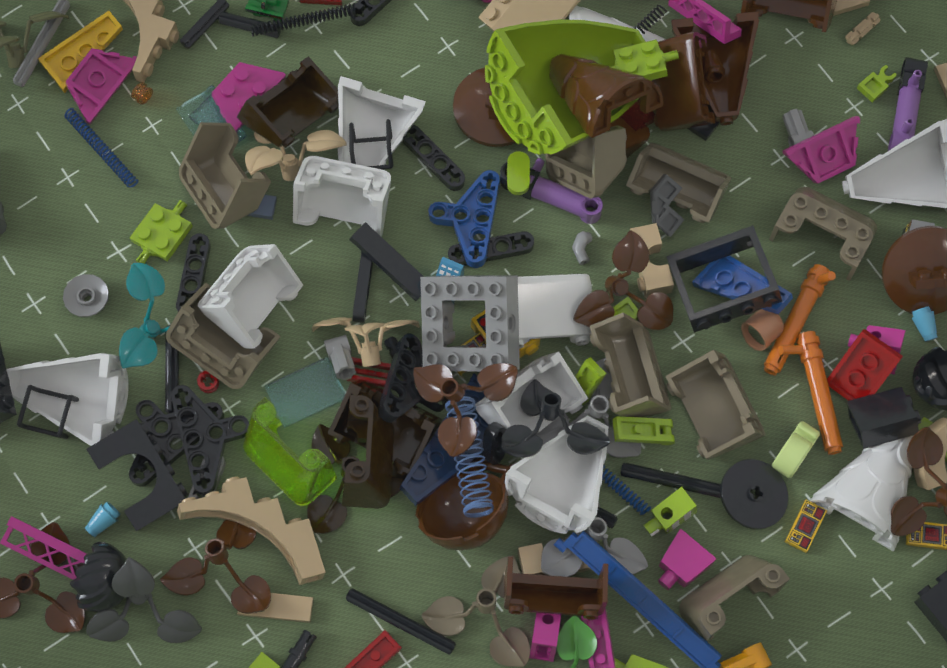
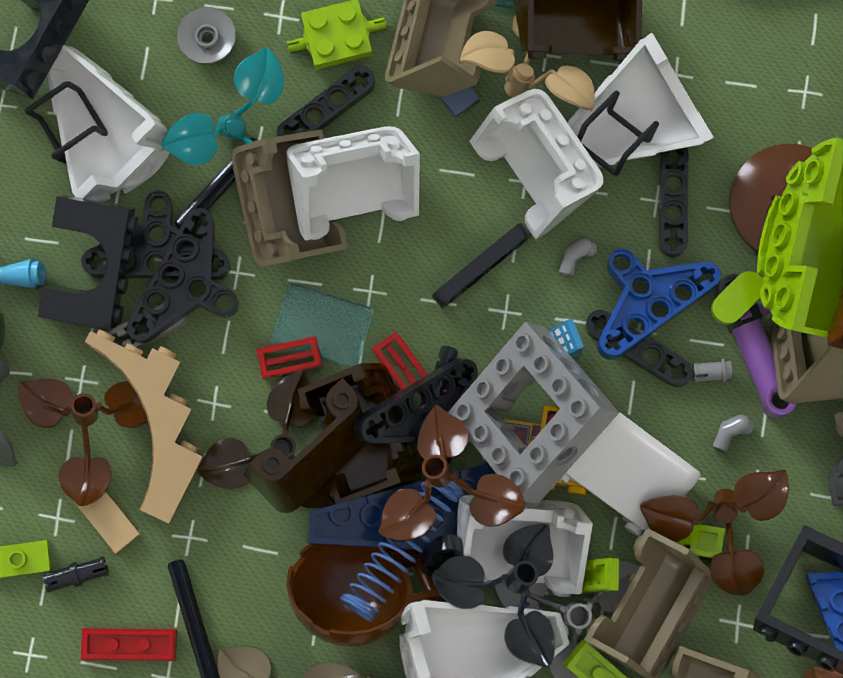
camera: 50 degrees right, 10 degrees up
(210, 389) = (231, 229): red bush -> none
(293, 441) = (292, 369): none -> red tile
(298, 477) = (229, 412): clear neon green windscreen -> none
(340, 355) = (387, 317): light grey piece -> none
(369, 350) = (419, 330): tan plant -> none
(388, 260) = (523, 268): black tile -> none
(407, 230) = (574, 252): none -> light grey arm
(542, 224) = (712, 371): none -> light grey pin
(653, 277) = (772, 536): tan arch -> none

